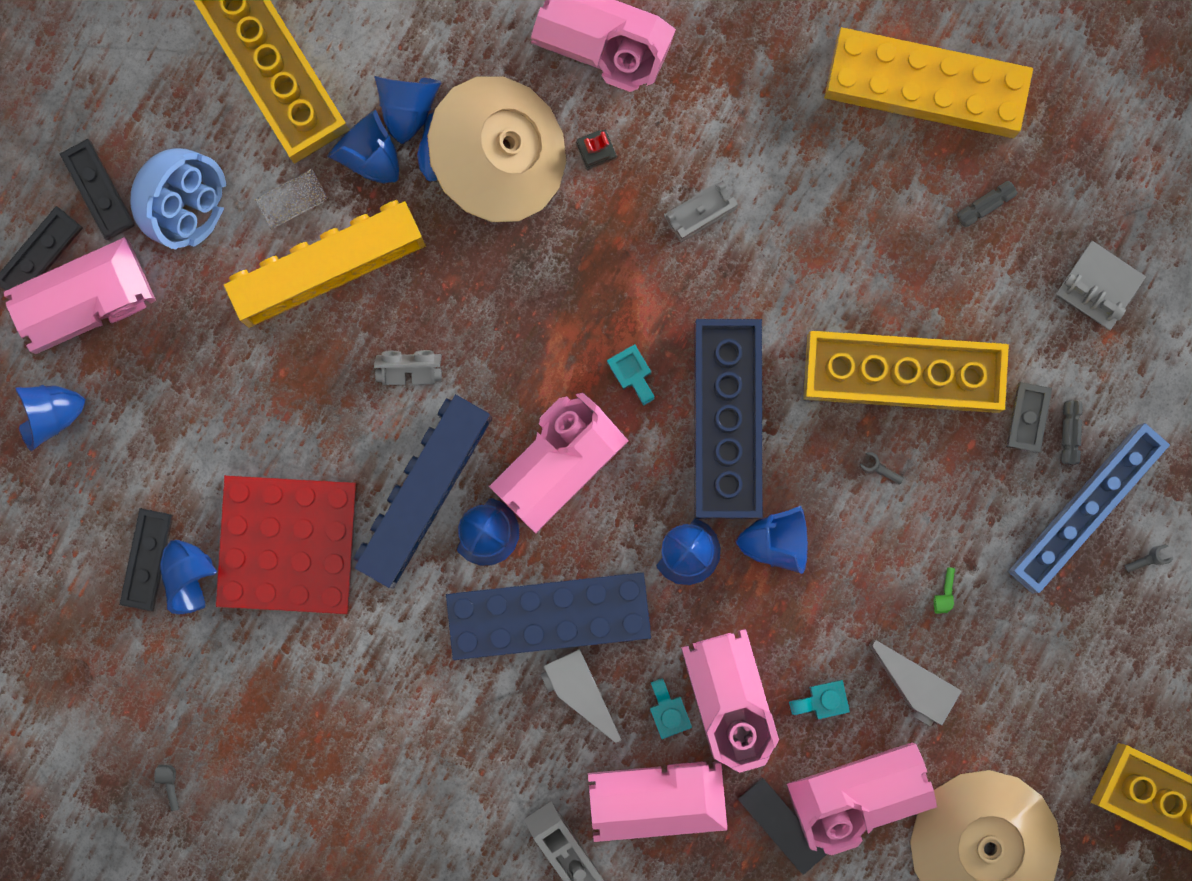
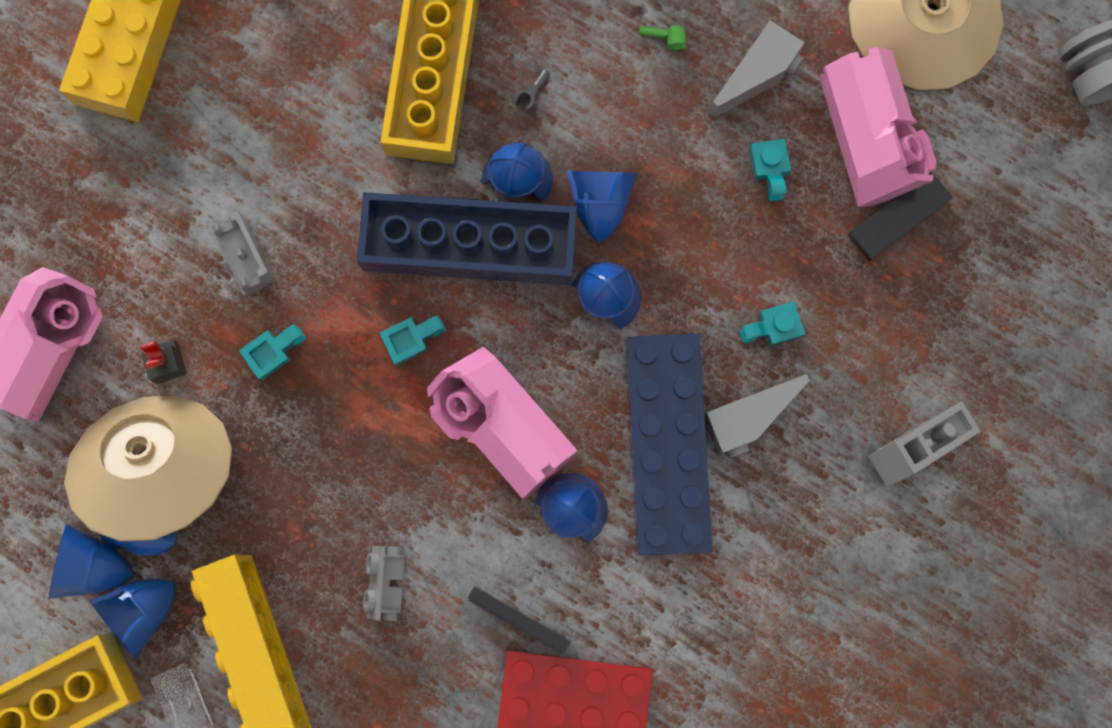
camera: 80 degrees left, 5 degrees down
(383, 490) = (519, 620): none -> black tile
(423, 491) = (522, 573): dark blue brick -> none
(609, 244) = (269, 353): none -> teal plate
(657, 803) = (874, 340): bright pink brick -> none
(731, 701) = (771, 253): bright pink brick -> none
(799, 461) = (518, 172): none -> blue helmet

